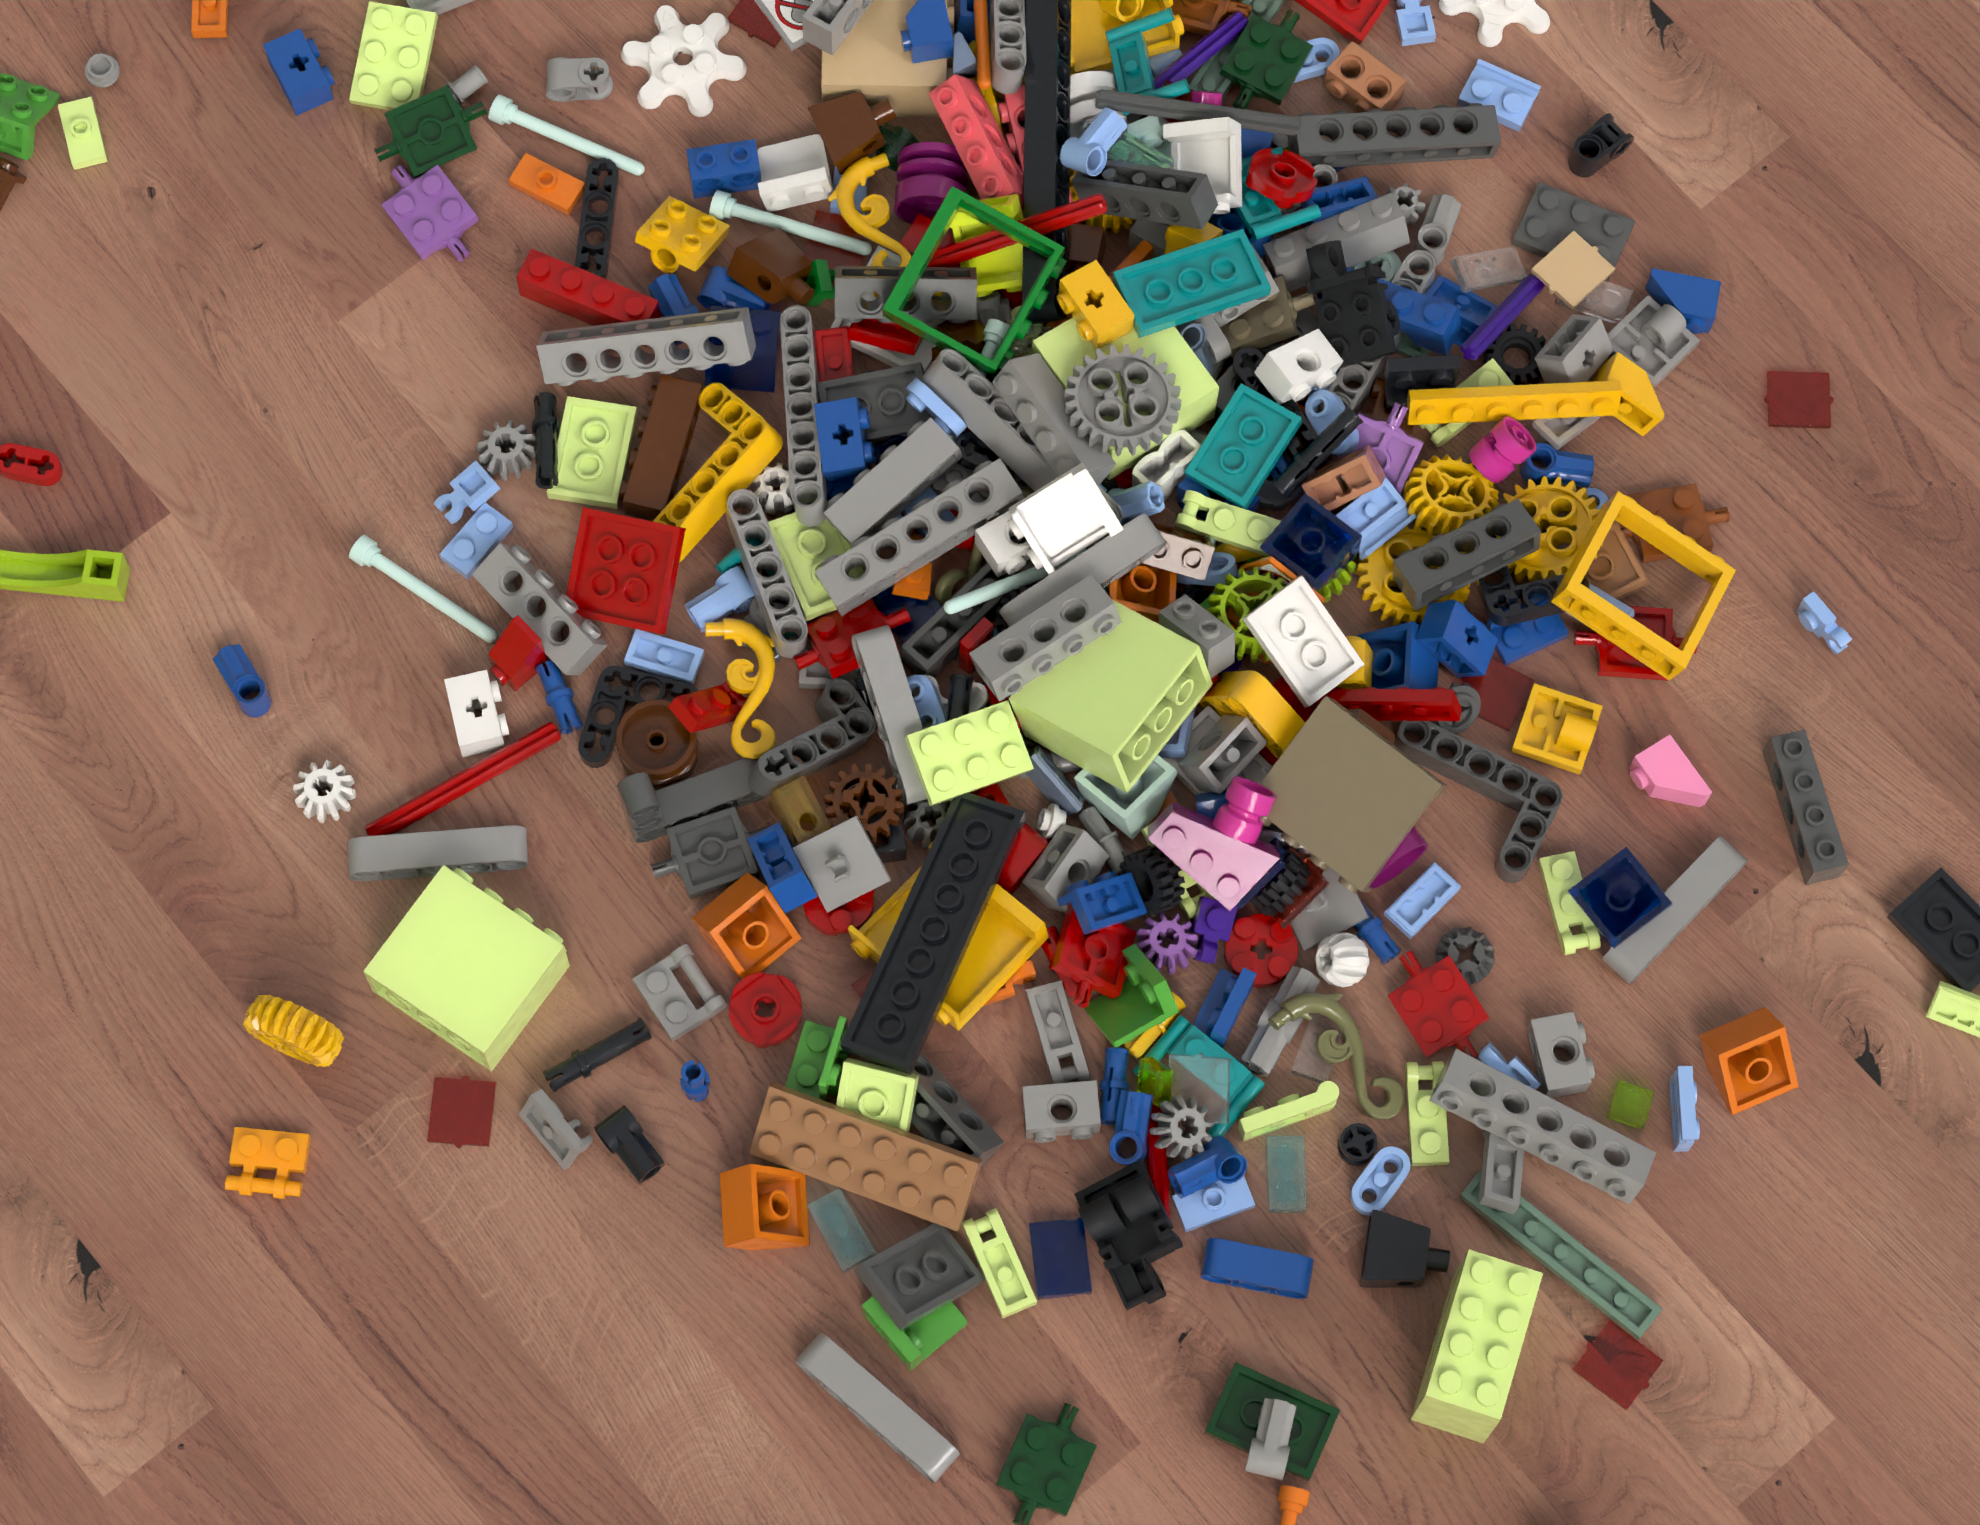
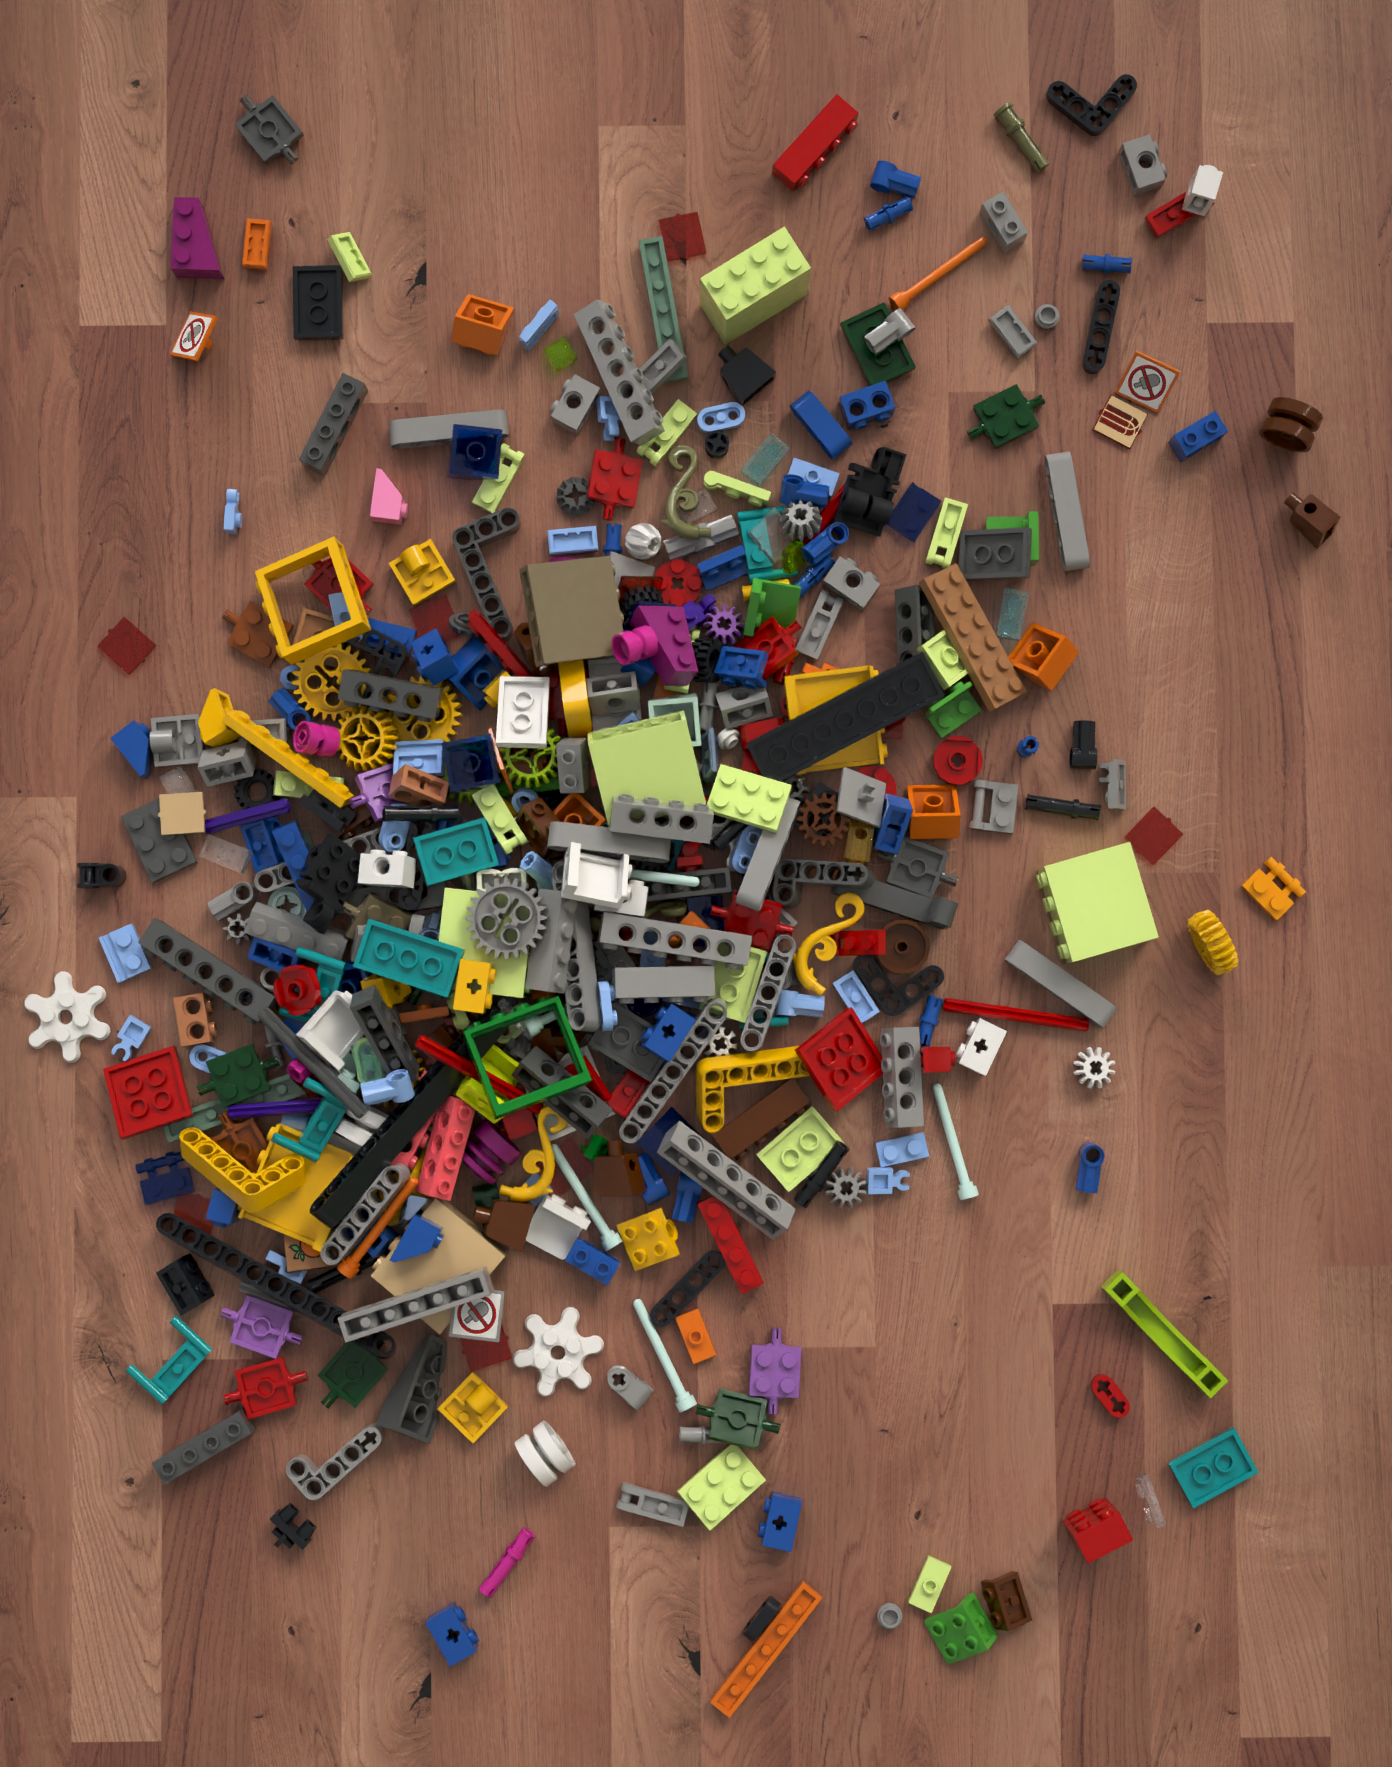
camera: 140 degrees left, 15 degrees up
(1229, 1339) = (864, 400): none -> blue brick

